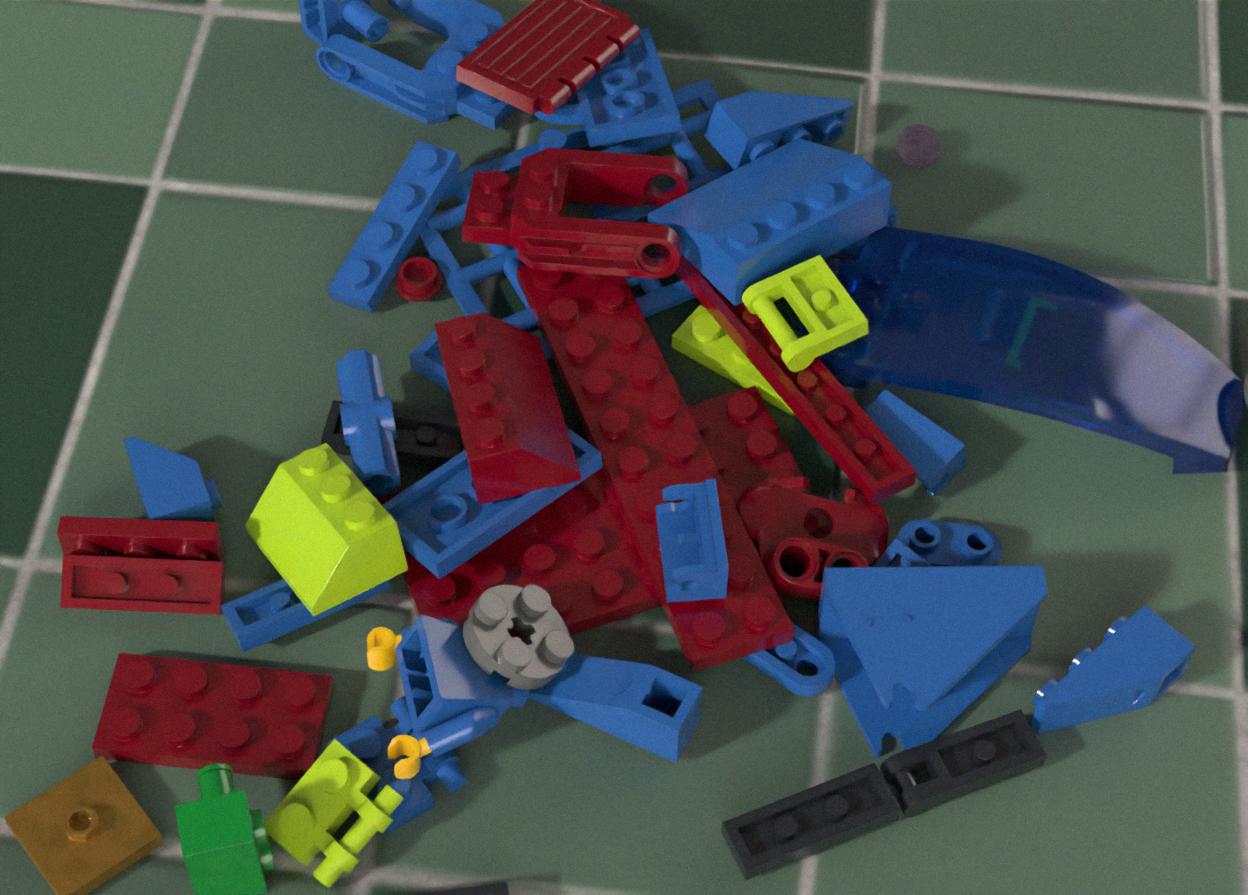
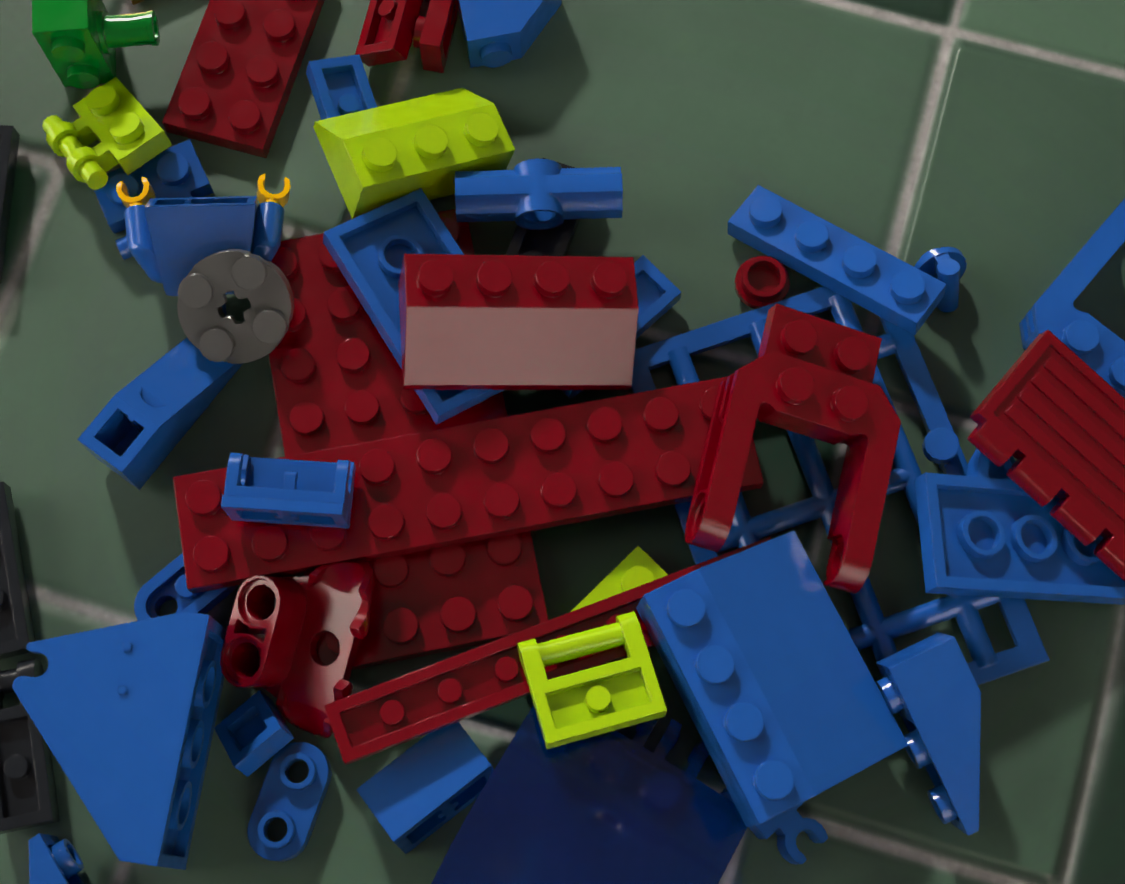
camera: 100 degrees right, 20 degrees up
(392, 158) = (947, 266): none -> blue plate

